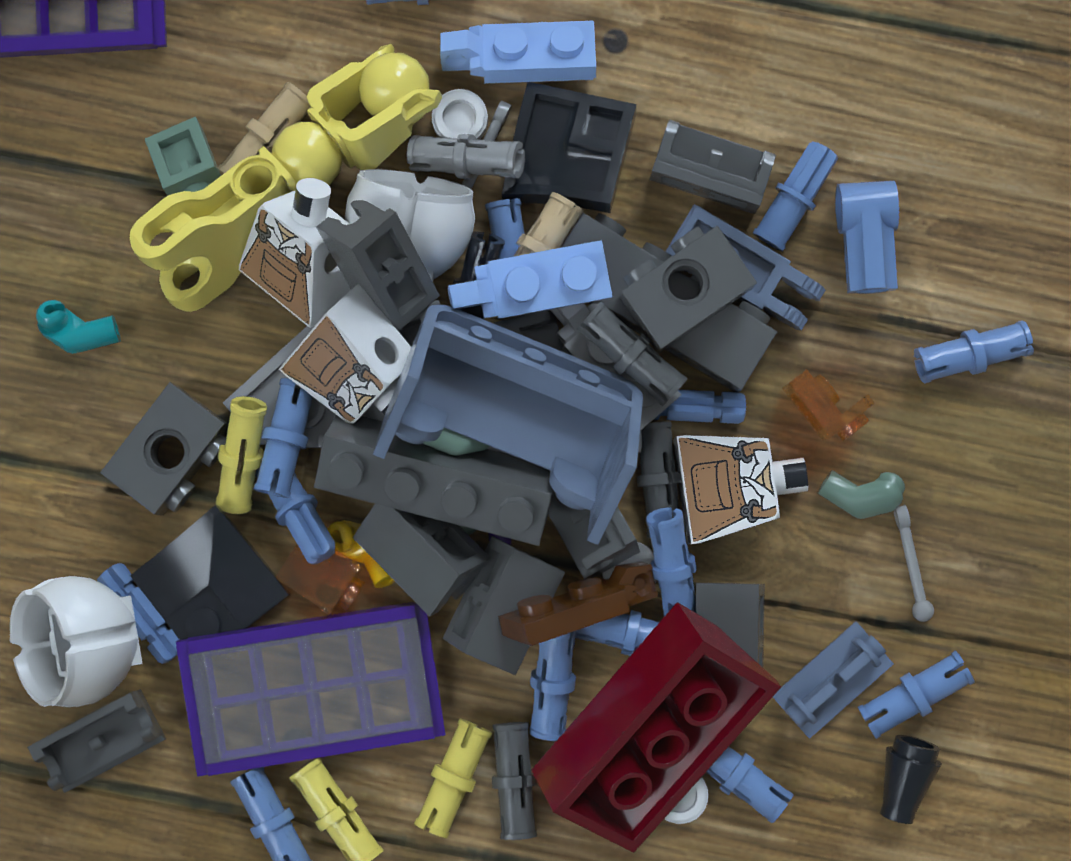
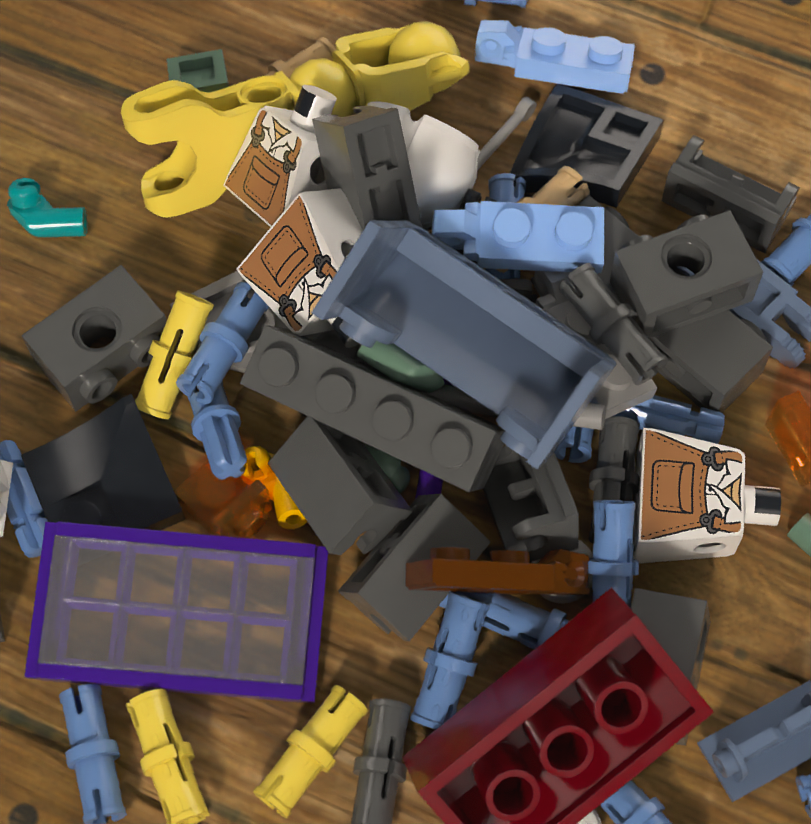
camera: 15 degrees right, 20 degrees down
(460, 113) = (481, 106): white tile -> none
(466, 156) = (491, 130): light grey pin -> none

